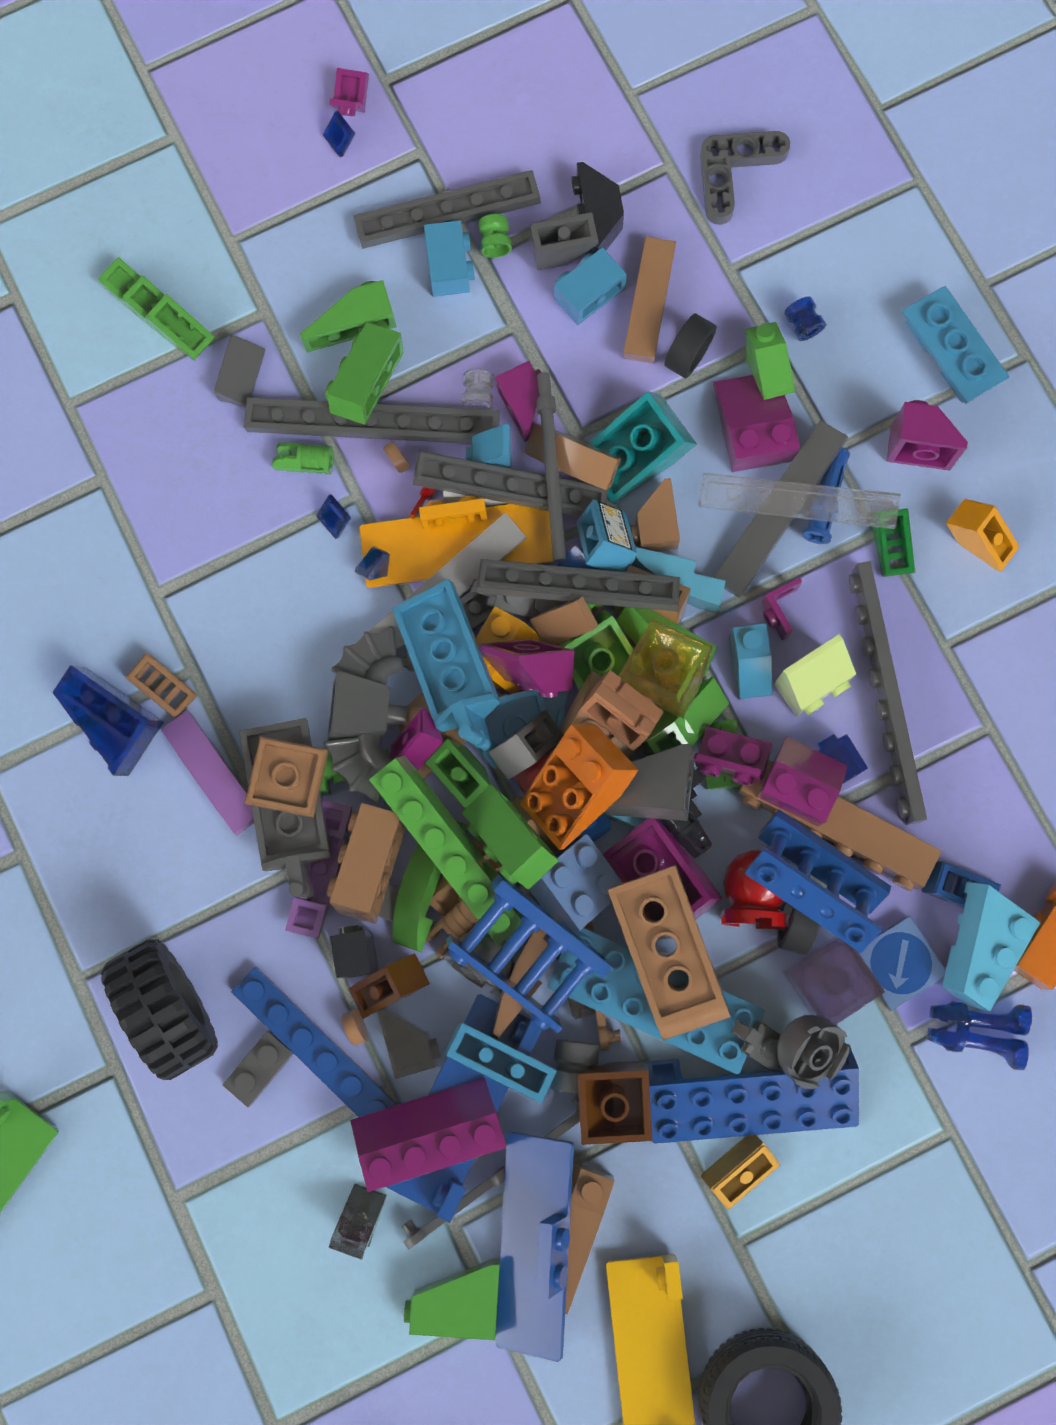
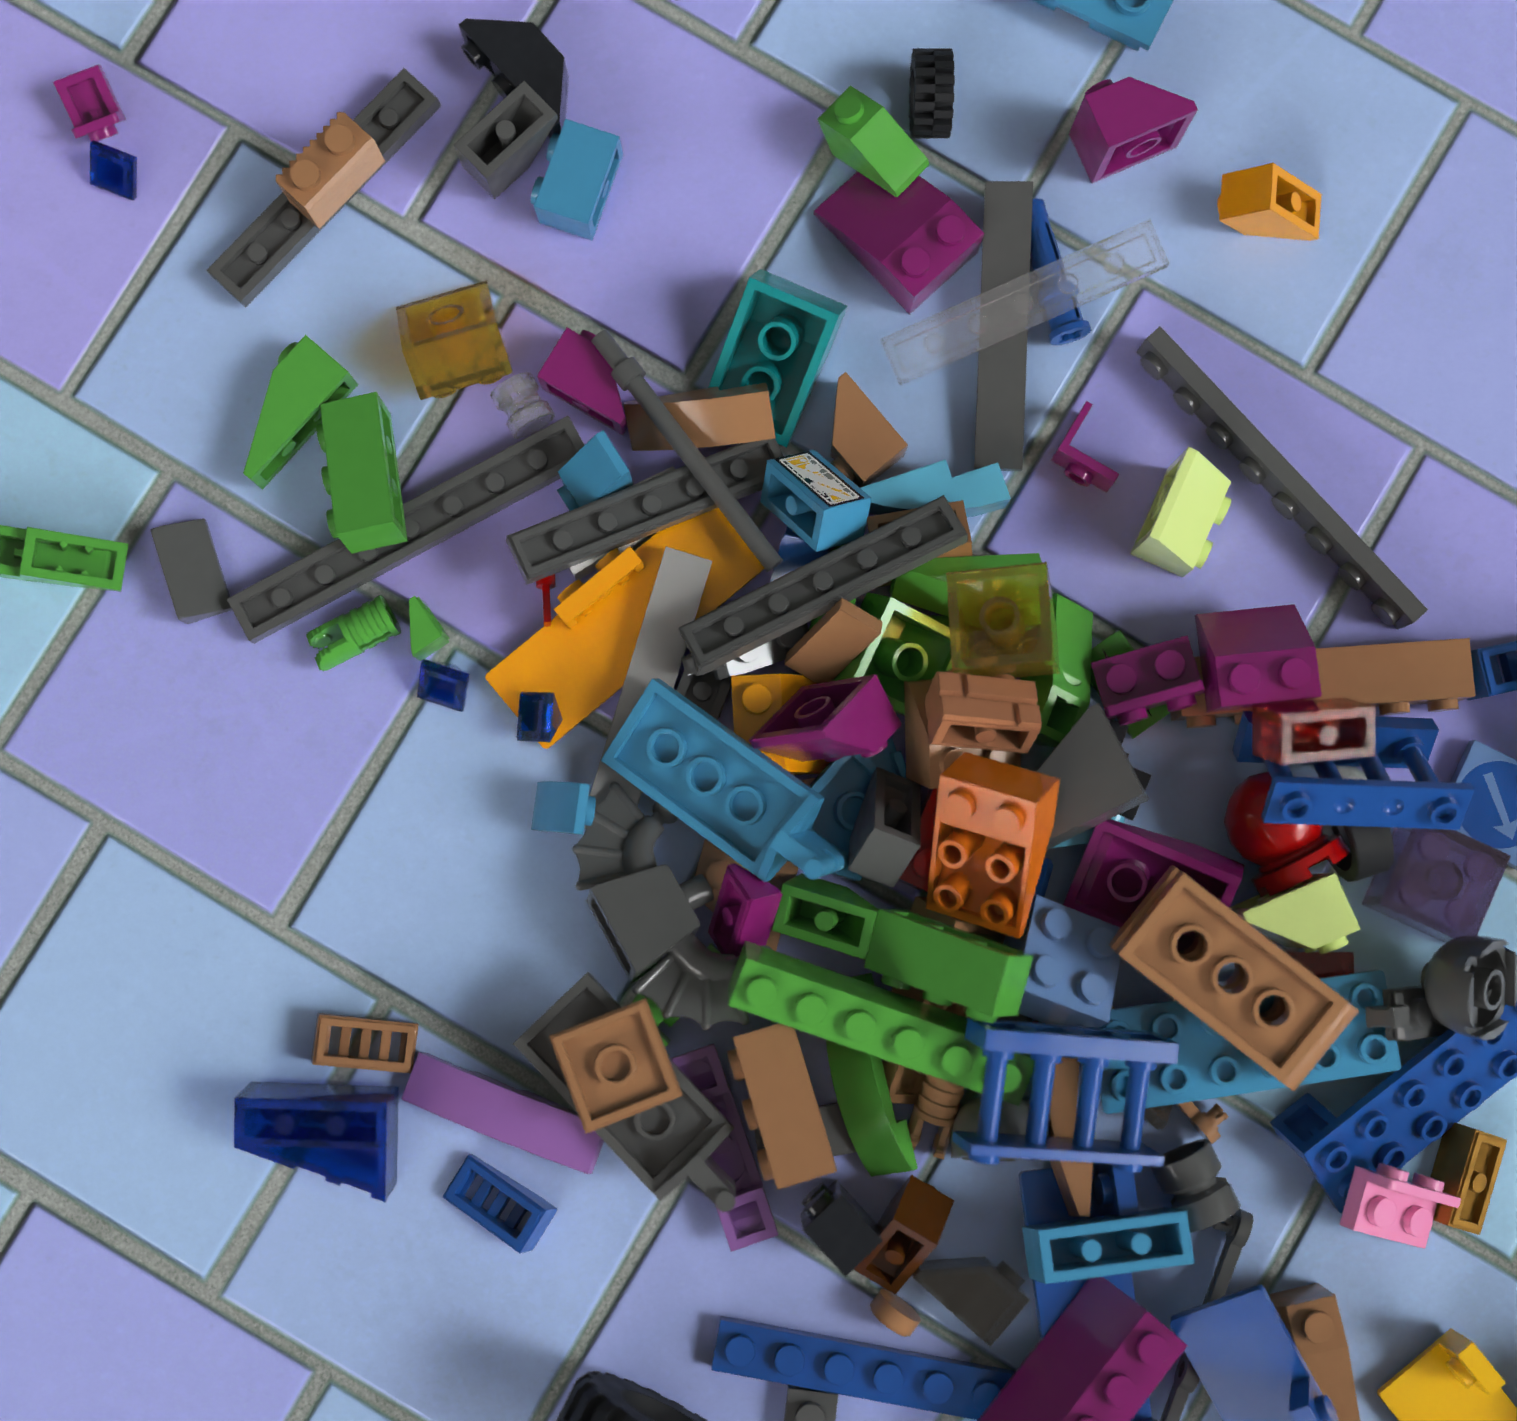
camera: 40 degrees left, 5 degrees up
(185, 841) = (526, 1200): none -> blue slope
(343, 480) = (425, 630): none -> bright green slope
(354, 622) = (563, 807): none -> dark azure slope
(396, 457) = (474, 558): medium nougat tile -> none
(447, 258) = (369, 253): dark azure brick -> none
(454, 198) = (330, 169): none -> medium nougat brick
(462, 333) = (453, 341): none -> clear yellow slope
(494, 233) = (411, 186): bright green wheel -> none
(615, 1103) = (1276, 1199): reddish brown slope -> none
(649, 300) = (666, 151): medium nougat slope -> none
(683, 1155) = (1393, 1207): none -> bright pink bracket
(689, 835) = (1158, 814): black hinge -> none
(690, 345) = (760, 182): black tyre -> none
(735, 946) = (1303, 916): none -> yellowish green slope
(735, 988) = (1325, 964): none -> clear red piece
(751, 661) = (1089, 543): dark azure slope -> none
(805, 318) = (879, 58): clear blue wheel -> none
(808, 839) = (1314, 730): none -> clear red brick
(820, 353) = (931, 92): none -> black tyre
(844, 752) = (1274, 588): clear blue brick -> none
(905, 542) = (1191, 286): green slope -> none

